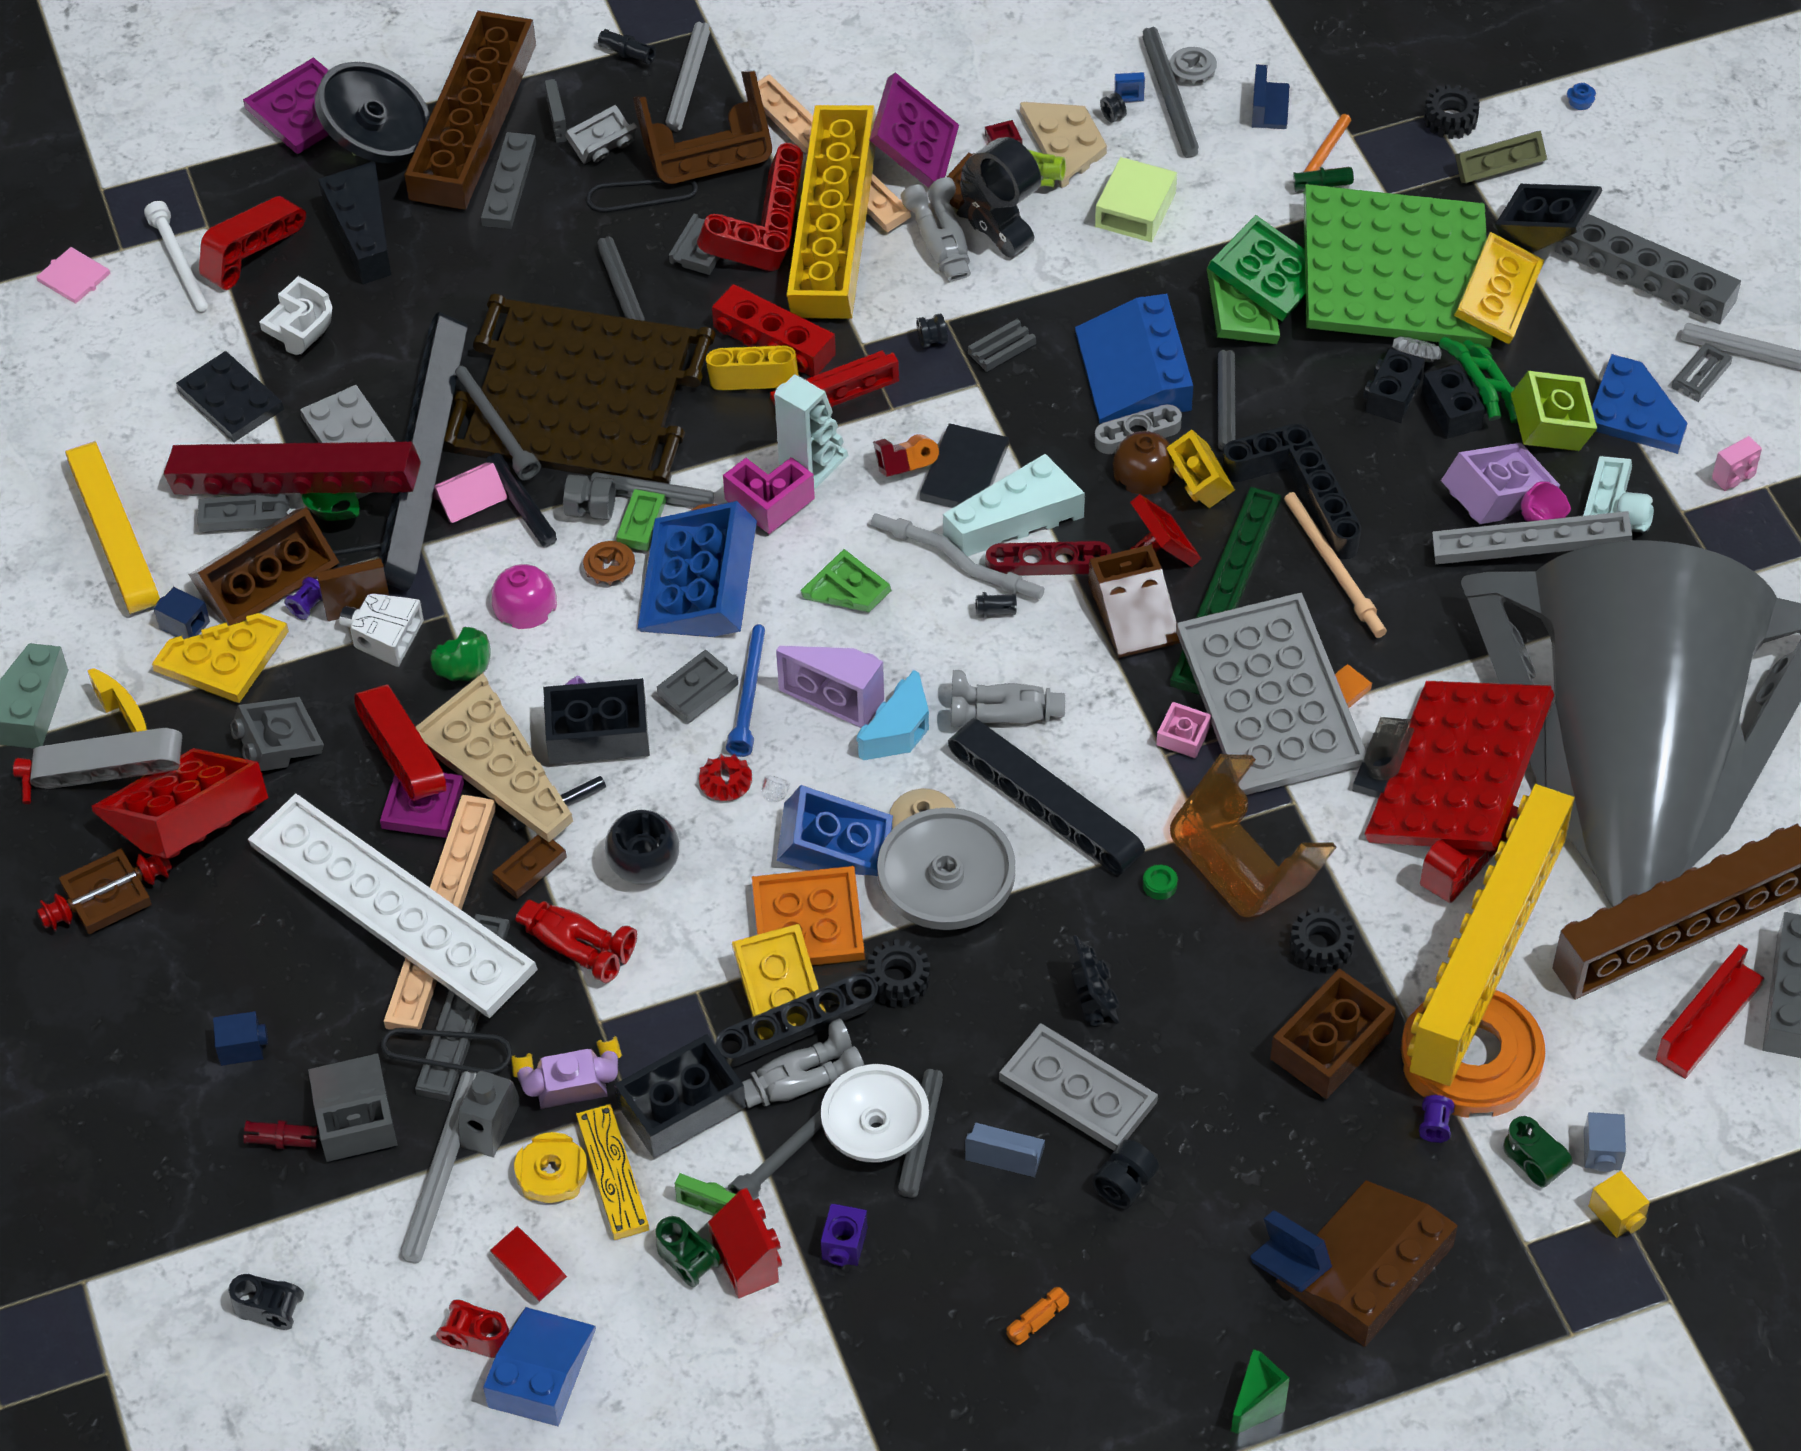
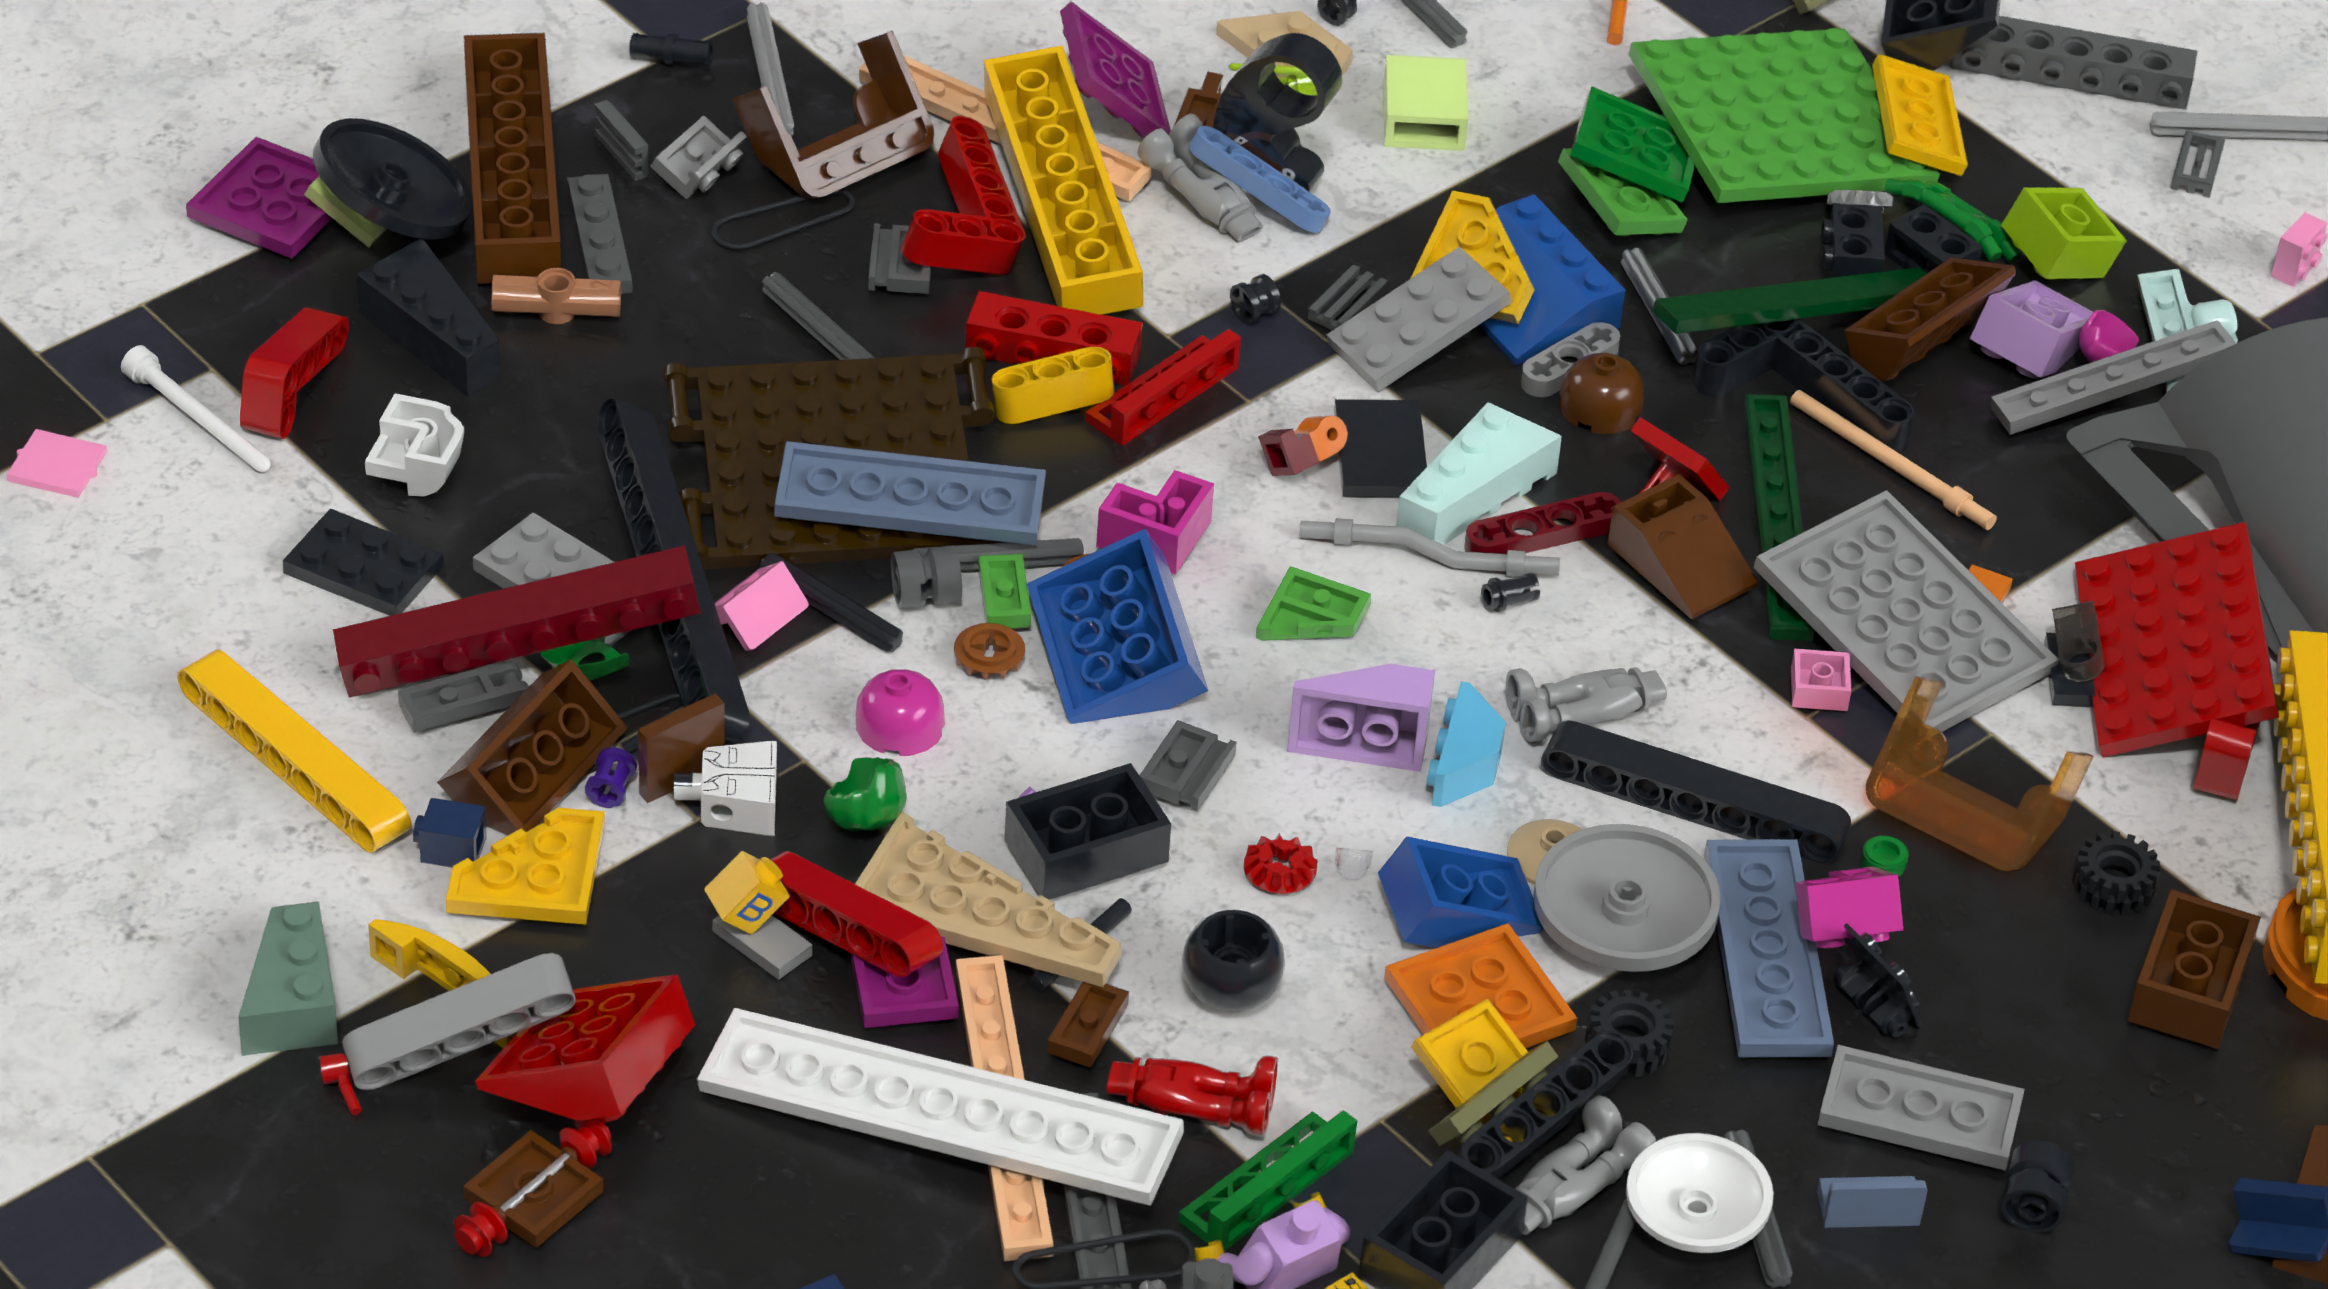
camera: 25 degrees left, 10 degrees down
(275, 732) = (662, 941): dark grey plate -> none
(339, 711) = (747, 891): none -> yellow brick
(348, 743) = (770, 946): none -> light grey tile
(452, 222) = (556, 296): none -> nougat piece
(524, 463) = (820, 554): dark grey piece -> none
(593, 1017) = (1274, 1185): none -> green fence
(605, 431) = (910, 493): none -> sand blue plate
(740, 738) = (1276, 813): blue piece -> none
(765, 999) = (1494, 1095): none -> olive plate
(807, 428) = (1185, 421): light aqua wedge -> none
(1001, 262) = (1259, 179): none -> medium blue beam
(1002, 130) = (1212, 59): dark red tile -> none
(1033, 933) = (1767, 965): none -> sand blue plate
(1037, 373) = (1418, 318): none -> light grey plate
(1095, 919) = (1861, 897): none -> dark pink brick
(1096, 338) = (1476, 228): none -> yellow plate
(1200, 469) = (1681, 384): yellow brick -> none
(1318, 422) = (1782, 301): none -> dark green tile
(1323, 177) = (1620, 42): dark green axle -> none
(1408, 455) = (1924, 315): none -> reddish brown slope
(1636, 407) = (2150, 215): blue plate -> none

